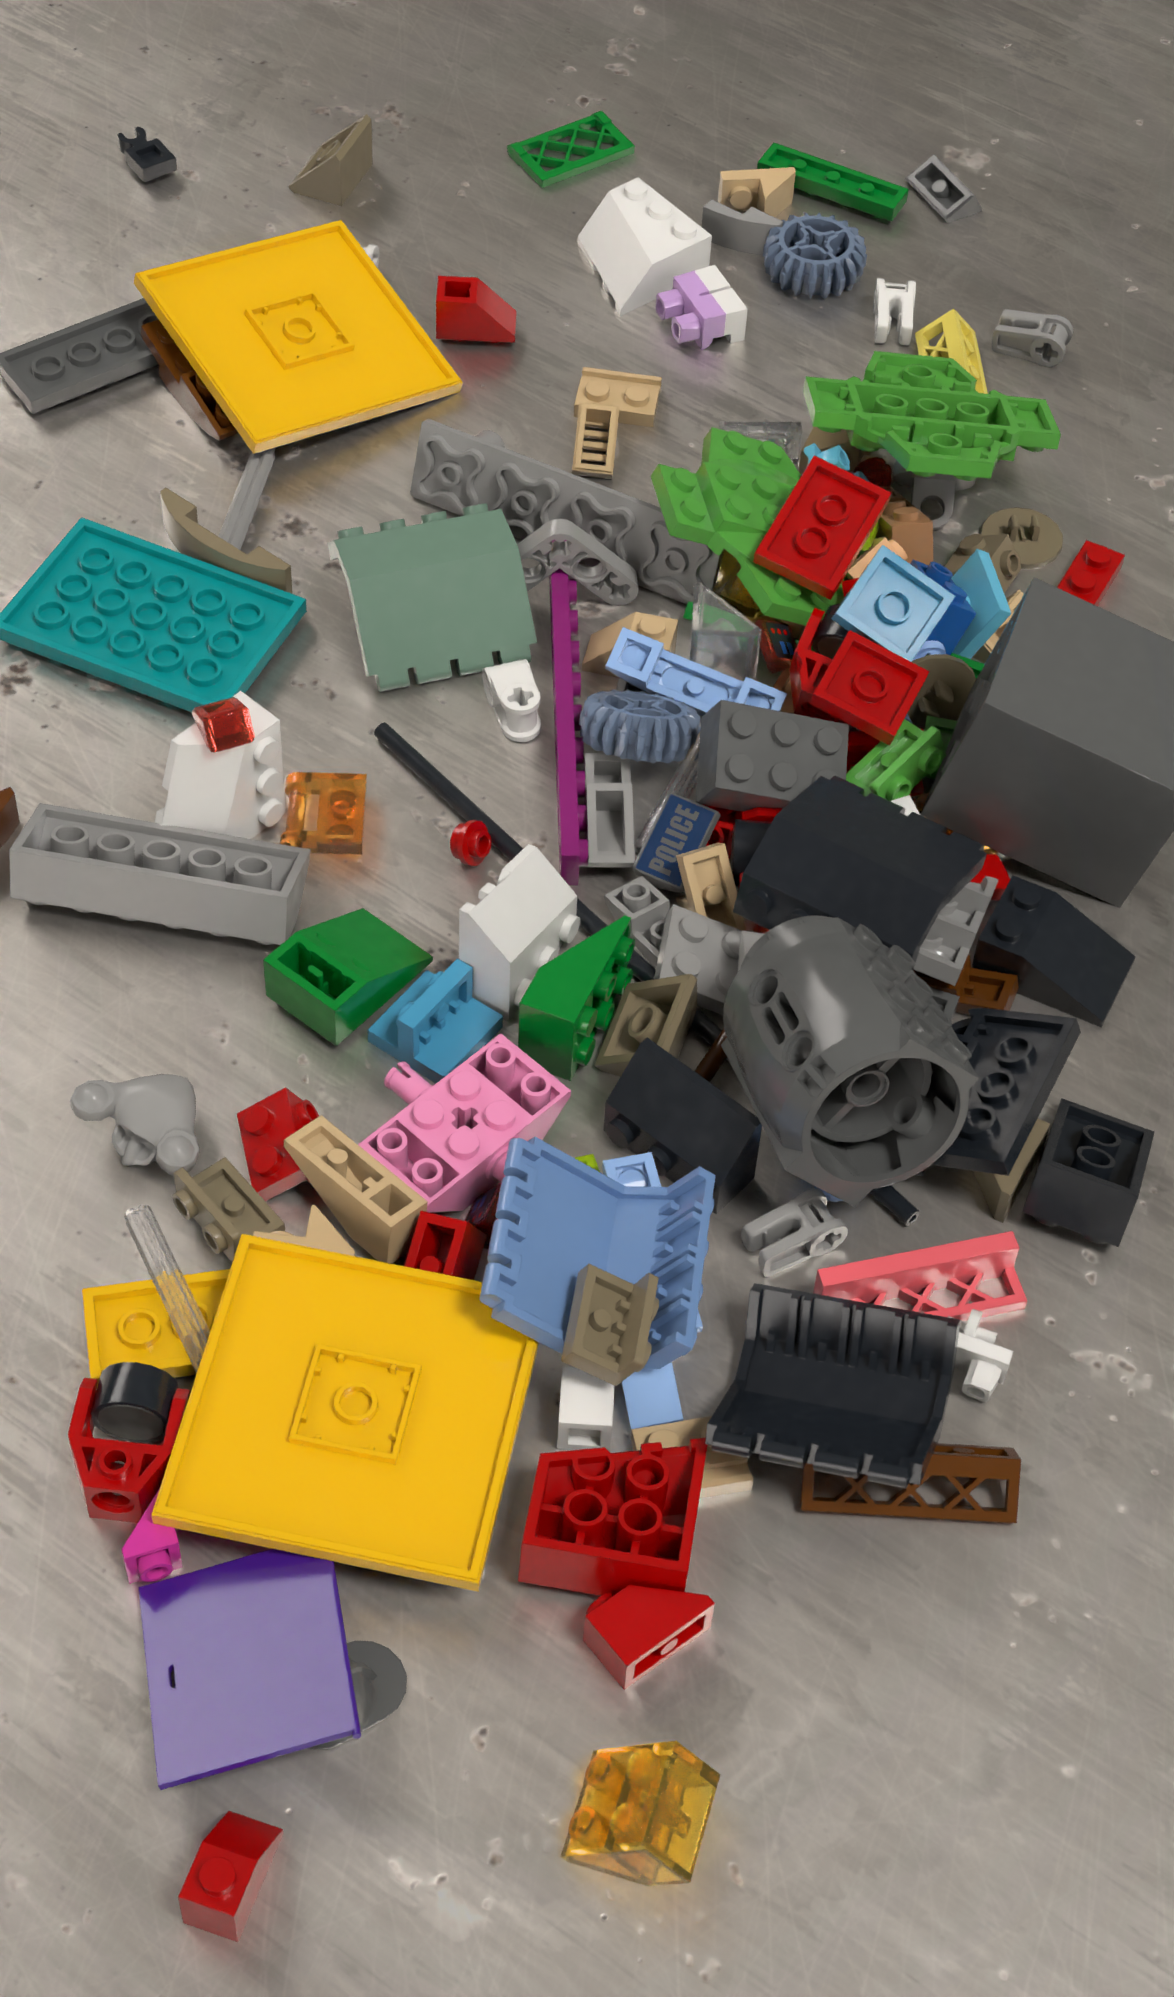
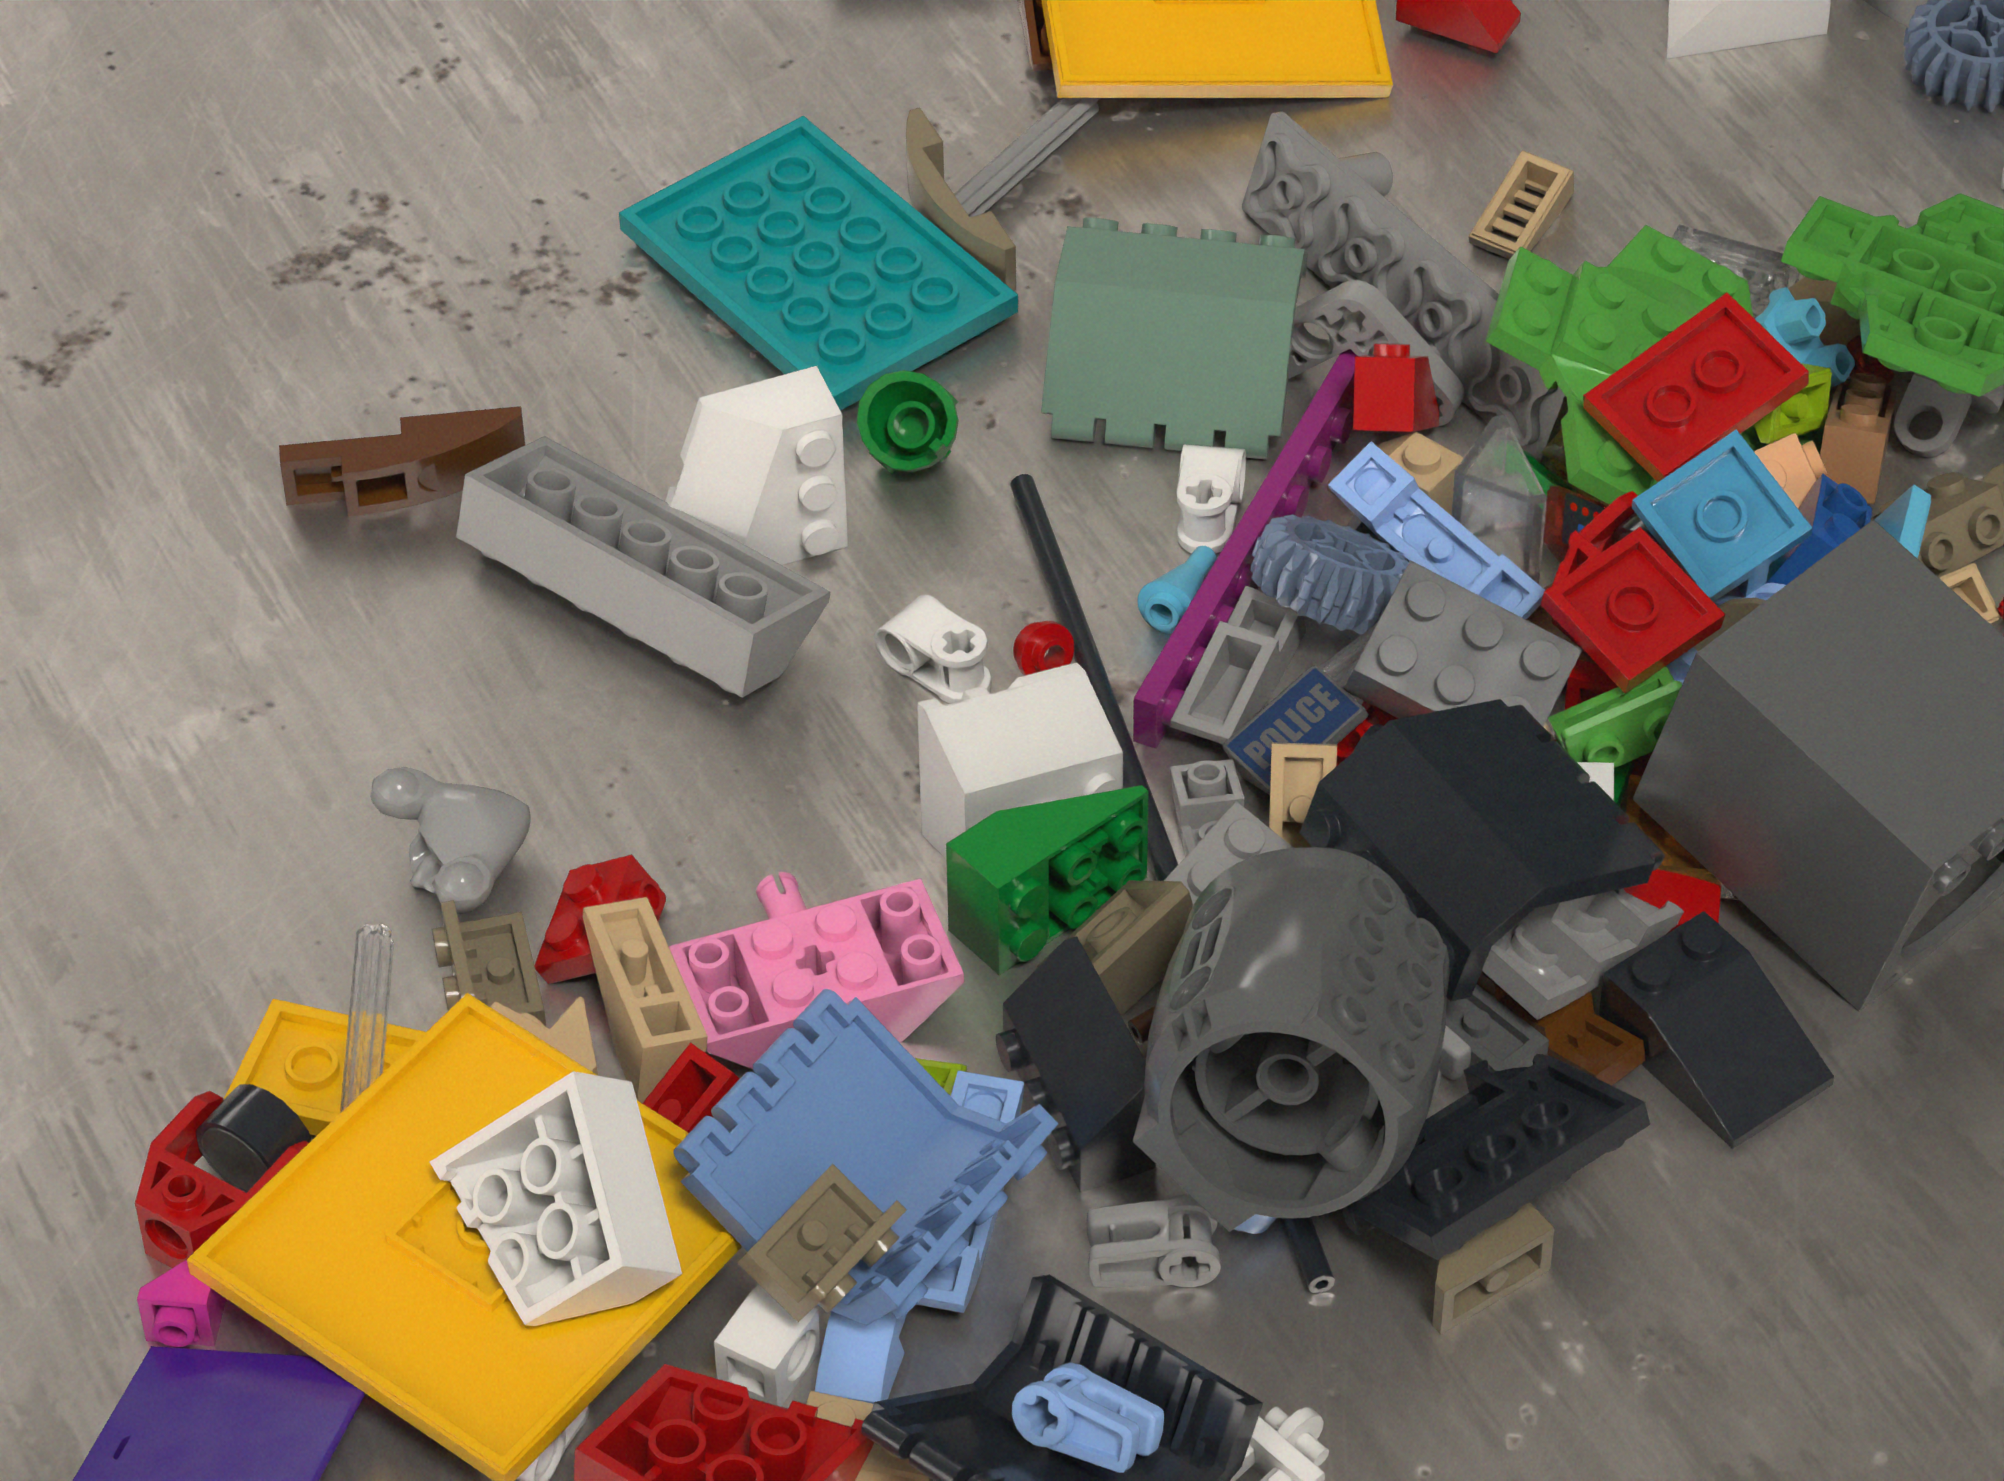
camera: 30 degrees right, 5 degrees down
(224, 724) = (767, 398): clear red slope -> none
(298, 706) = (907, 421): none -> green helmet
(339, 812) = (902, 566): clear orange plate -> none
(341, 972) = (790, 747): green slope -> none
(395, 863) = (935, 648): none -> white piece
(418, 1365) = (566, 1200): none -> white wedge
(436, 1023) = (869, 843): dark azure bracket -> none
(534, 777) = (1168, 596): none -> medium azure cone
(608, 588) = (1394, 391): none -> red slope
(632, 392) = (1605, 162): tan plate -> none
(703, 308) = (1773, 76): lavender hips -> none
(845, 1375) = (1088, 1418): none -> light blue piece
(929, 1270) = (1292, 1350): coral fence -> none
(1089, 1173) = (1580, 1308): black slope -> none

